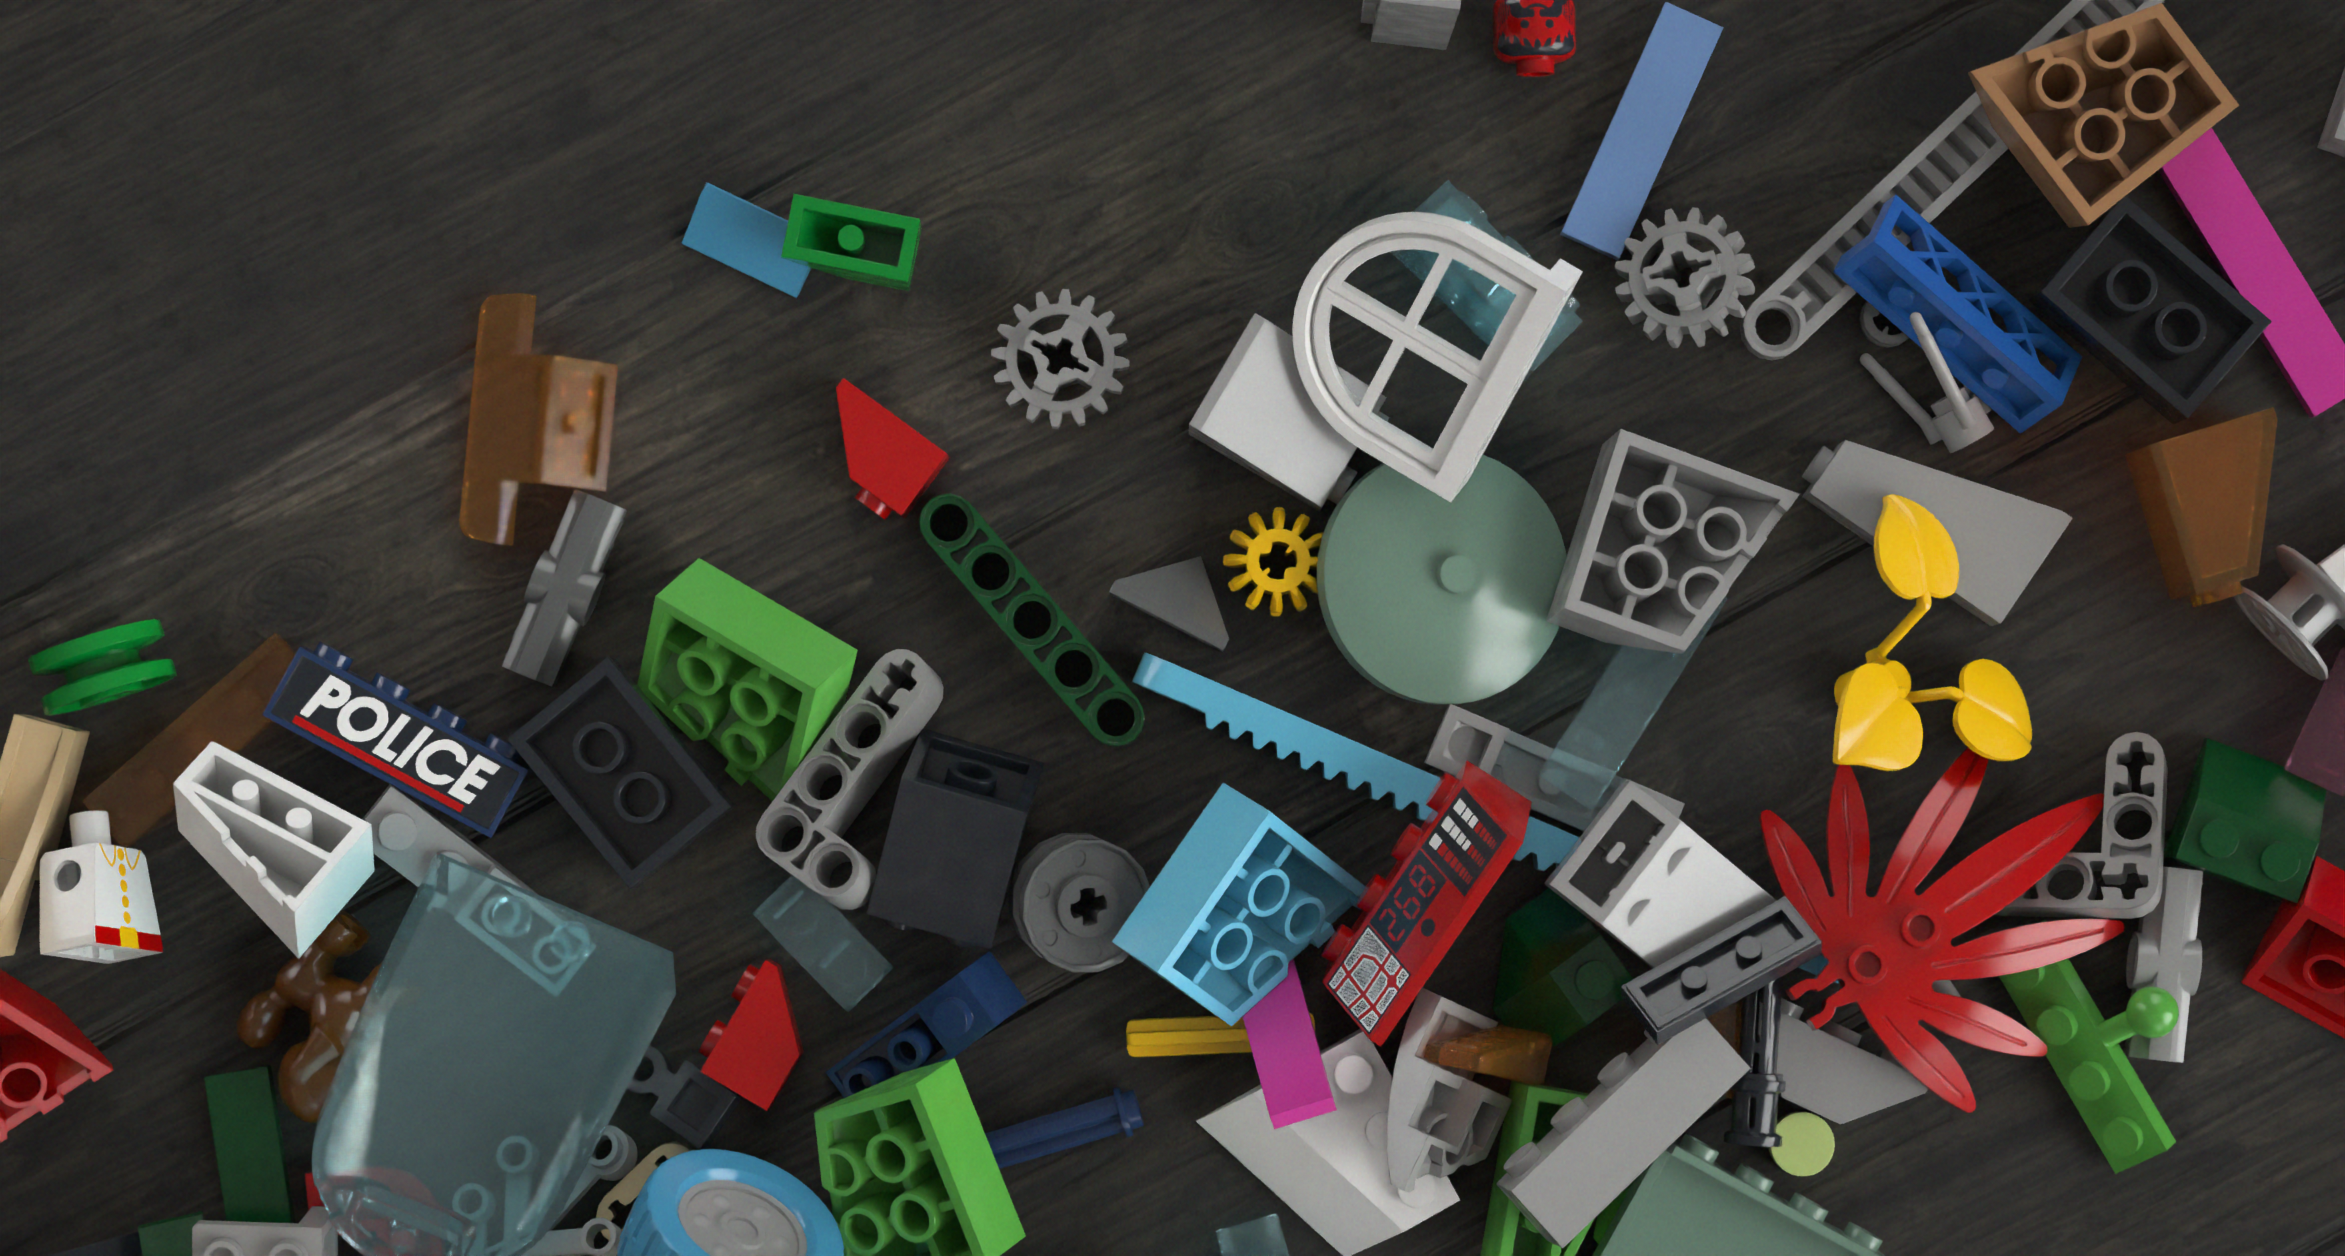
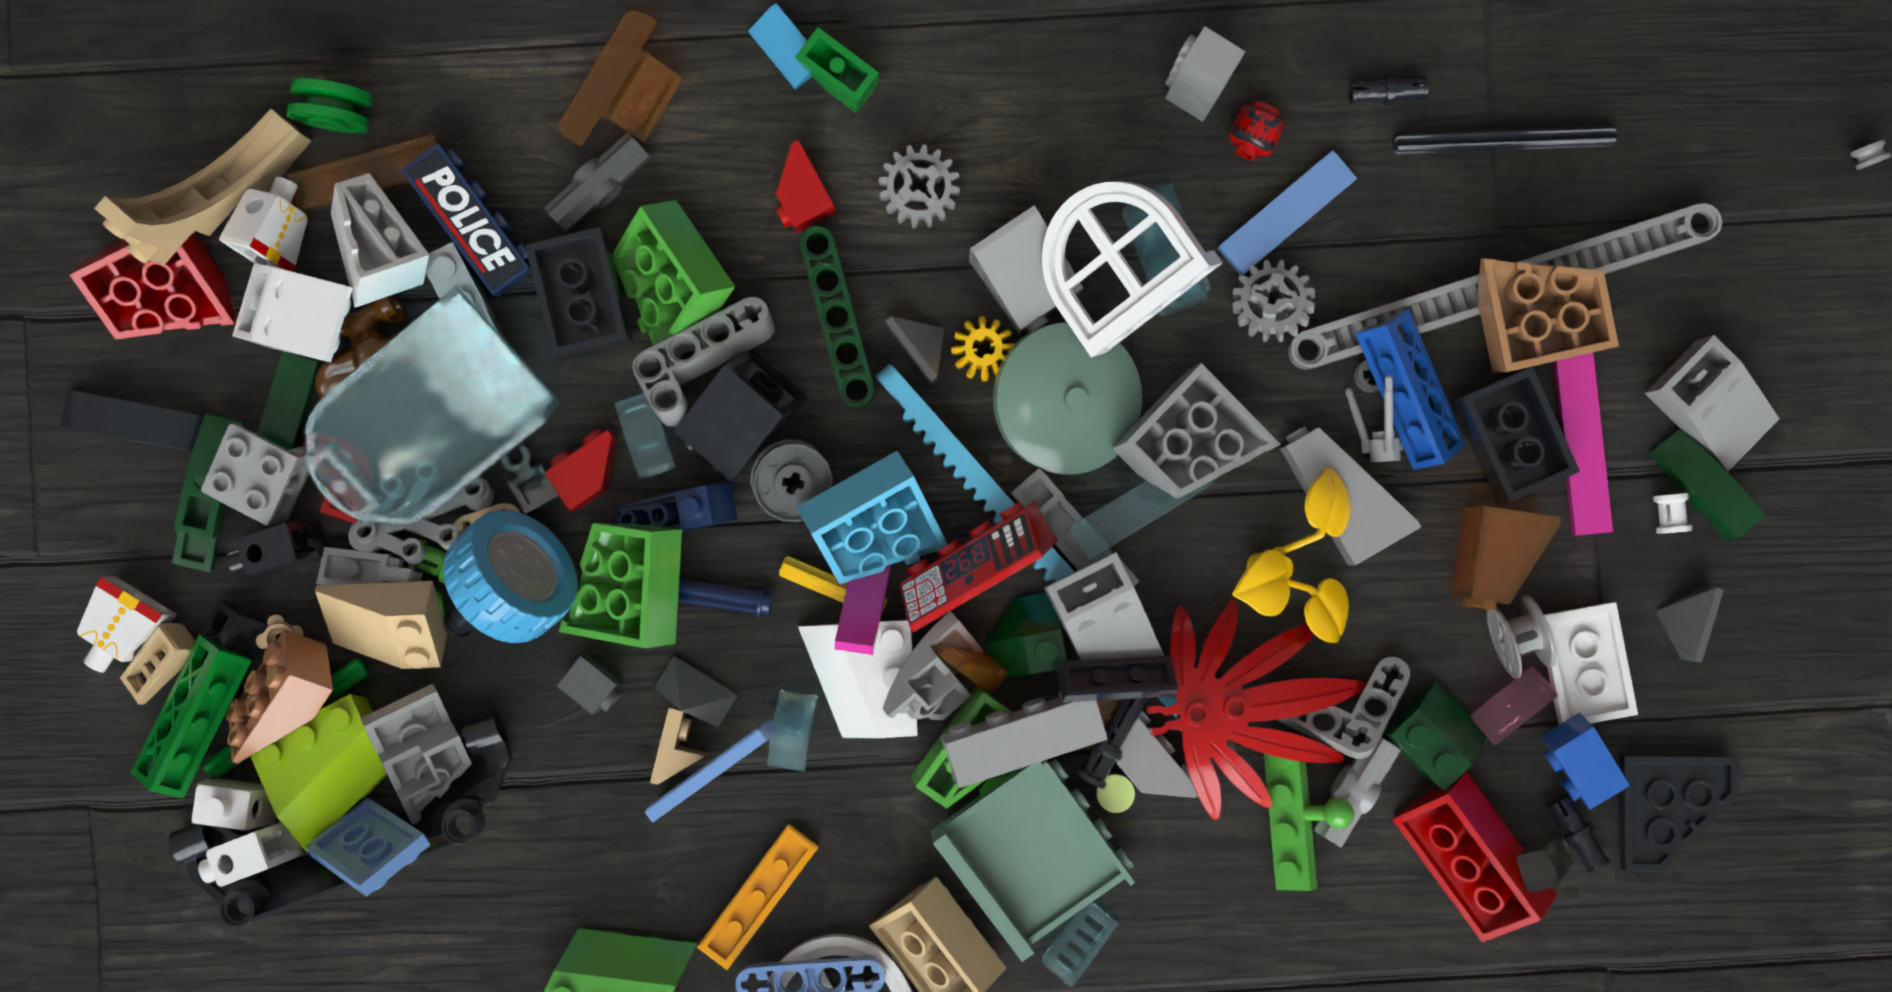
camera: 20 degrees right, 0 degrees up
(202, 1010) = (293, 312): none -> white slope

